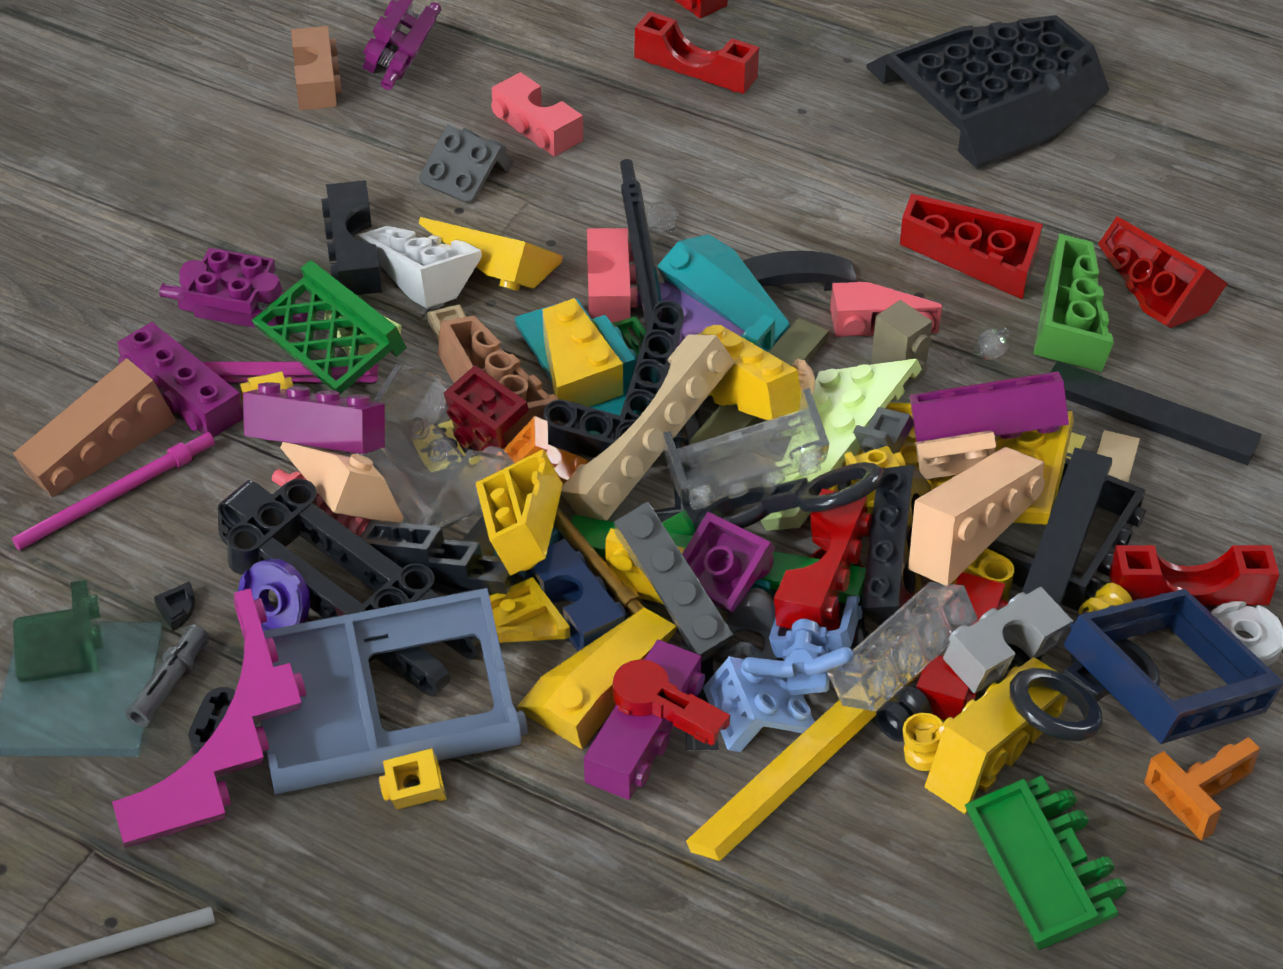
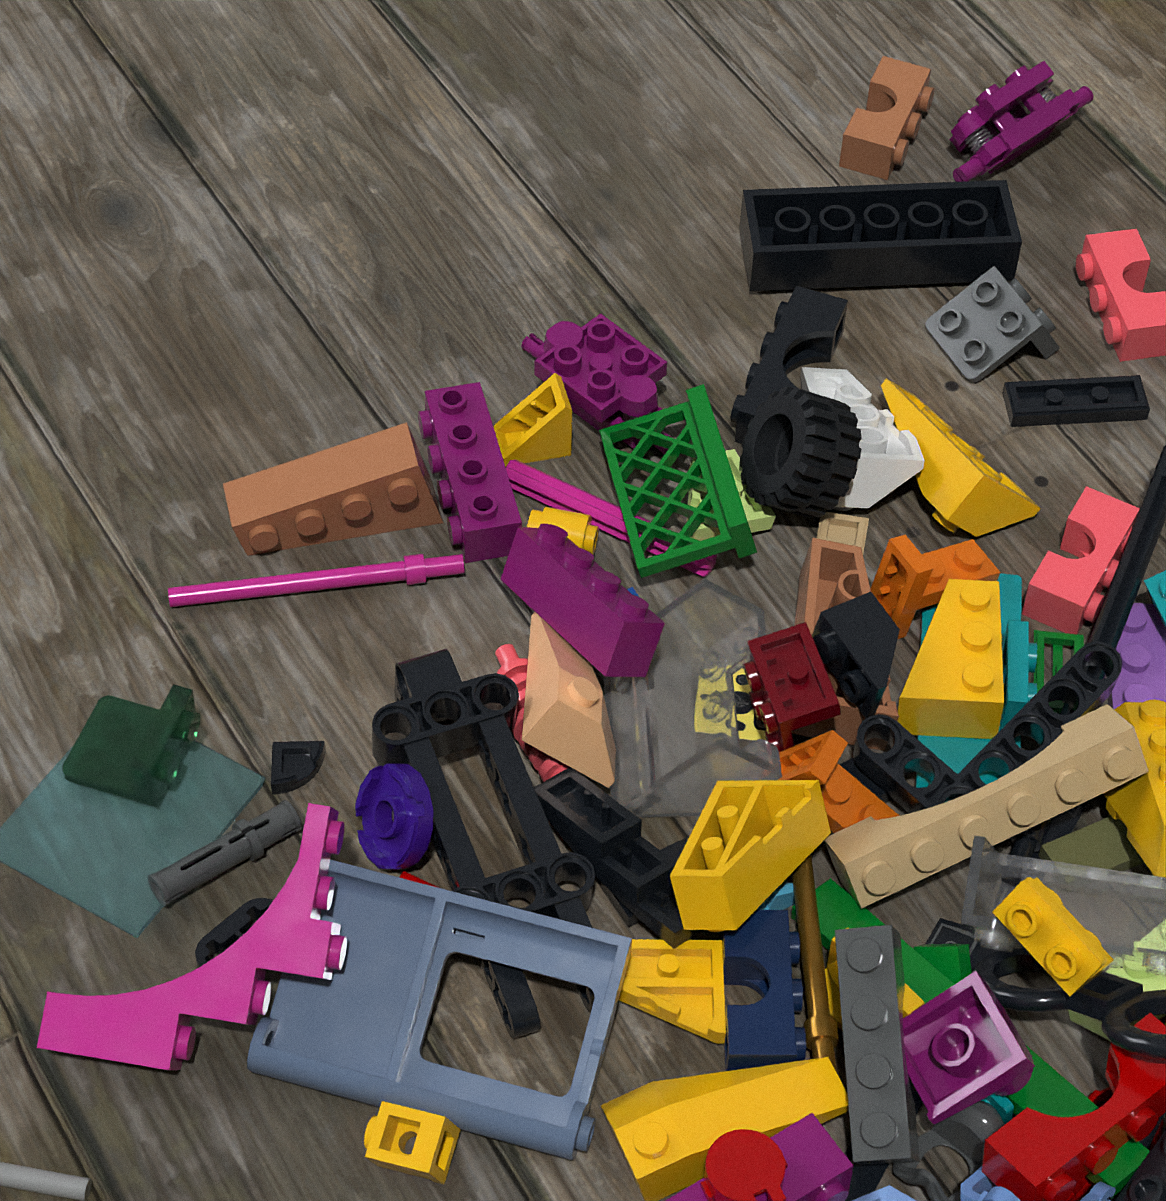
camera: 30 degrees right, 5 degrees up
(209, 331) = (538, 425): none -> yellow slope
(356, 137) = (878, 234): none -> black brick
(400, 275) = (800, 452): none -> black tyre
(518, 367) = (858, 648): none -> black slope
(520, 320) = (917, 580): none -> orange bracket
(542, 188) = (1075, 401): none -> black tile
(741, 469) = (1052, 935): none -> yellow bracket

